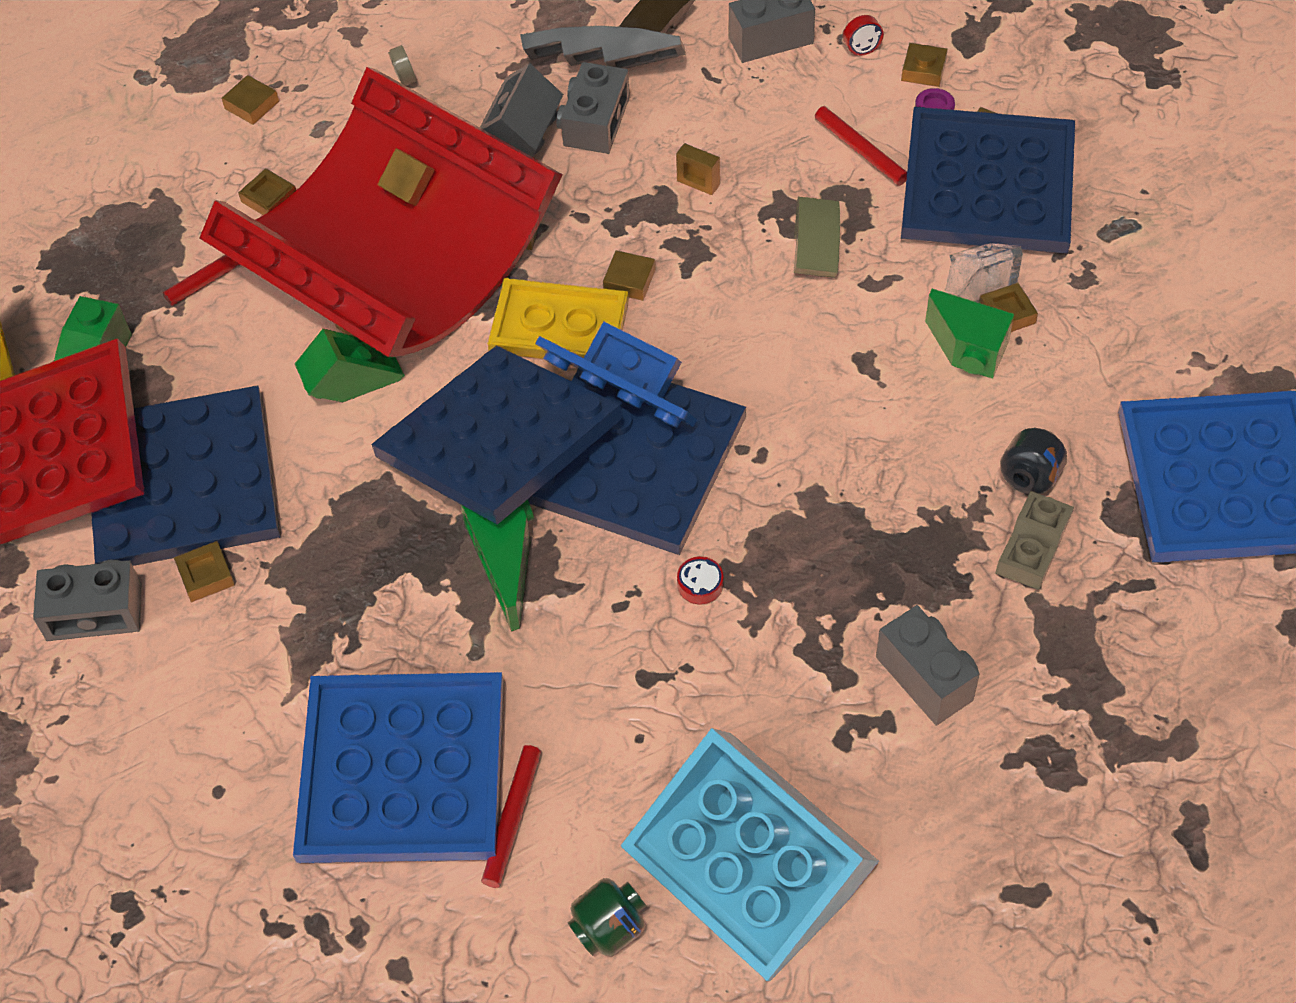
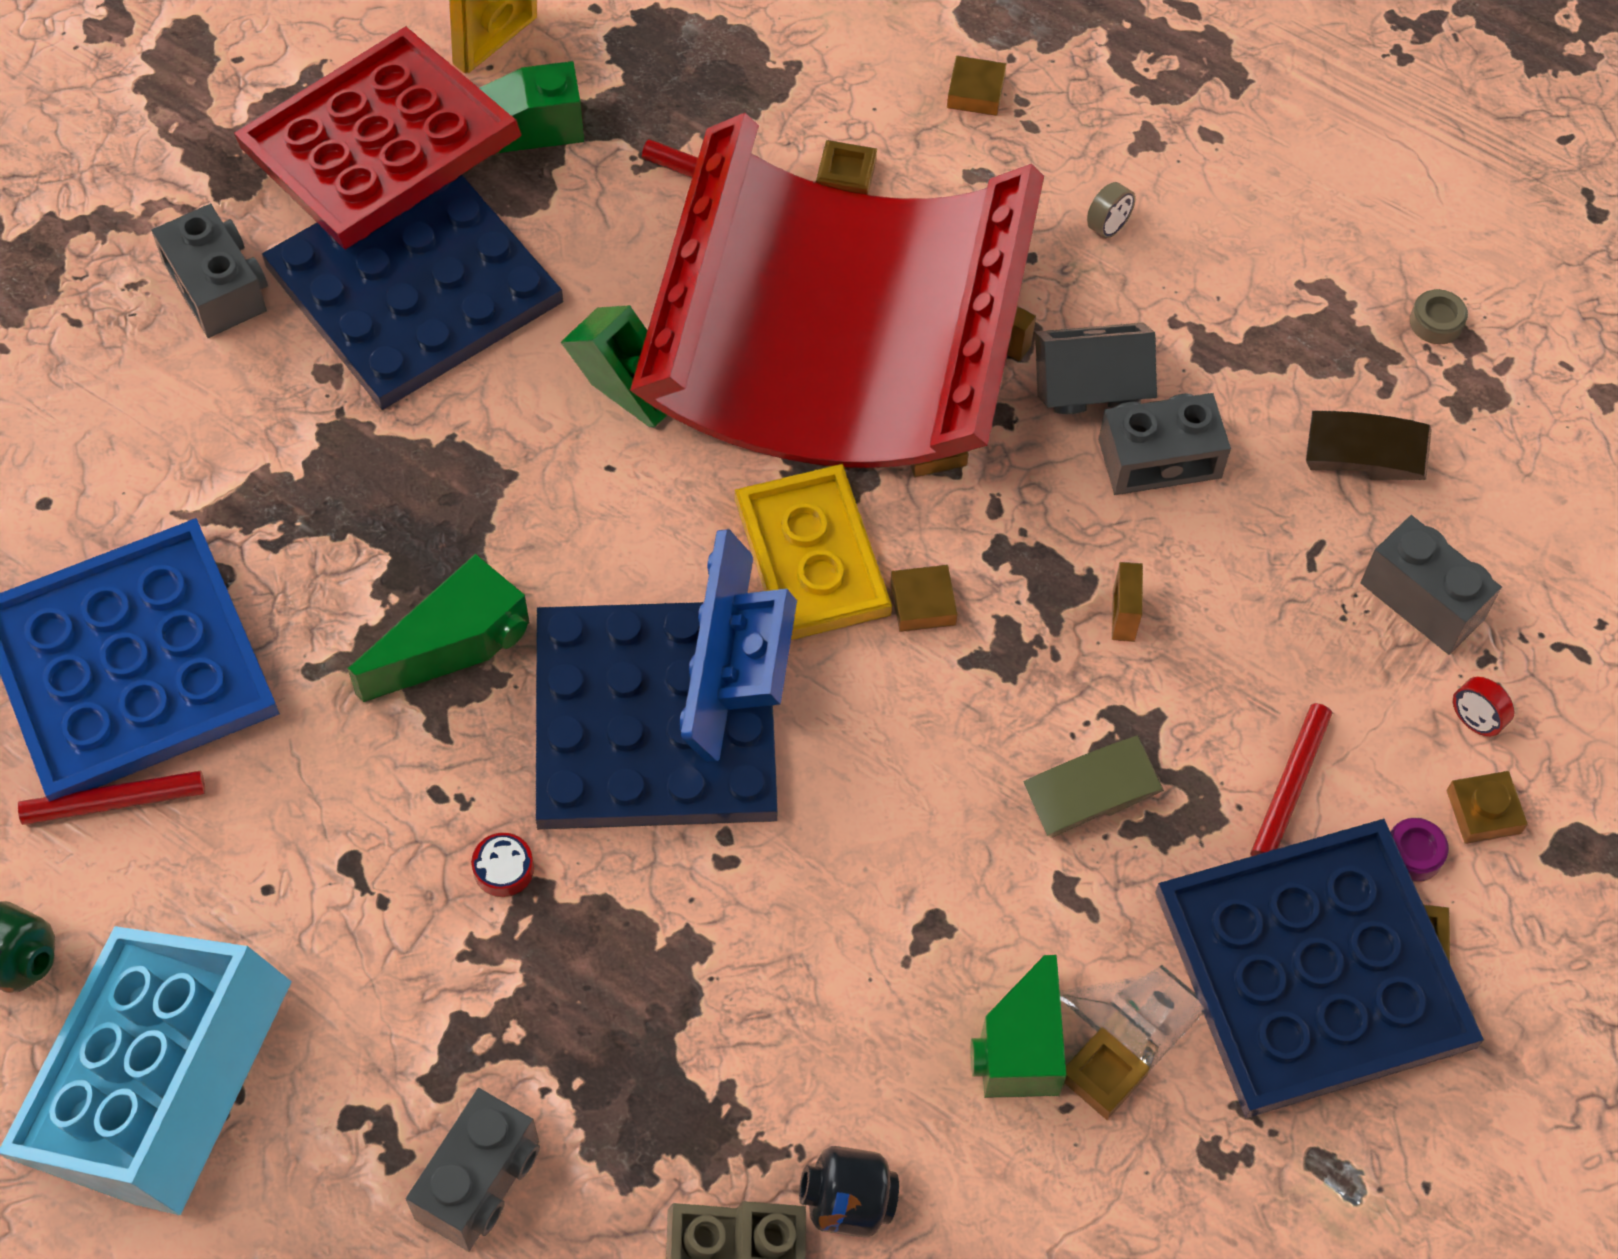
camera: 60 degrees right, 5 degrees up
(204, 571) = (300, 358): pearl gold tile -> none
(406, 177) = (922, 289): pearl gold tile -> none
(497, 433) = (590, 554): dark blue plate -> none
(617, 45) = (1270, 413): dark grey slope -> none

